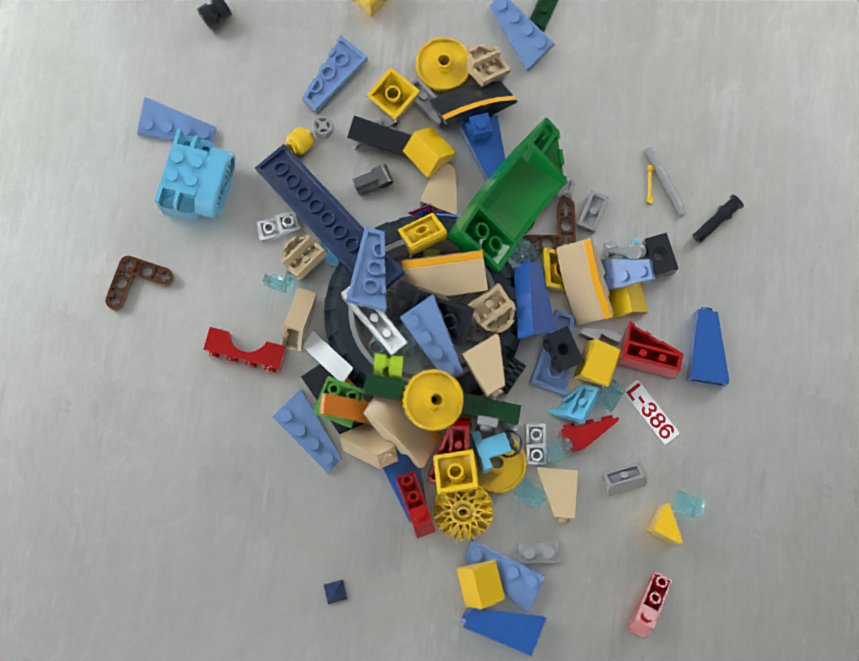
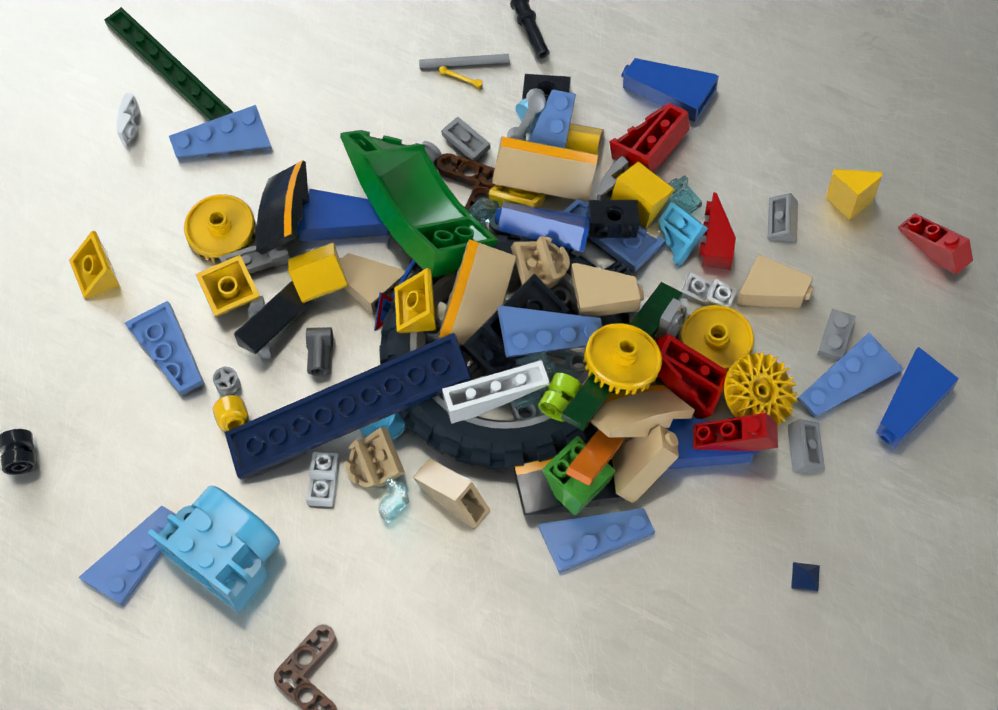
camera: 60 degrees left, 15 degrees down
(269, 355) = (441, 597): red arch -> none
(327, 357) = (514, 471): white sticker -> none
(368, 278) = (440, 370): medium blue wing -> none
(437, 559) = (805, 446): none -> light grey slope
(455, 472) = (716, 371): yellow slope -> none
(479, 127) = (317, 205): blue brick -> none
(481, 584) = (855, 406): yellow slope -> none
(486, 64) = (243, 182): tan slope -> none
(493, 447) = (699, 329): medium azure piece -> none
(529, 494) = (766, 318): clear light blue bracket -> none
(558, 449) = (727, 262): clear light blue bracket -> none
(651, 412) = (718, 166): white sticker -> none
(688, 504) = (839, 159): clear light blue bracket -> none

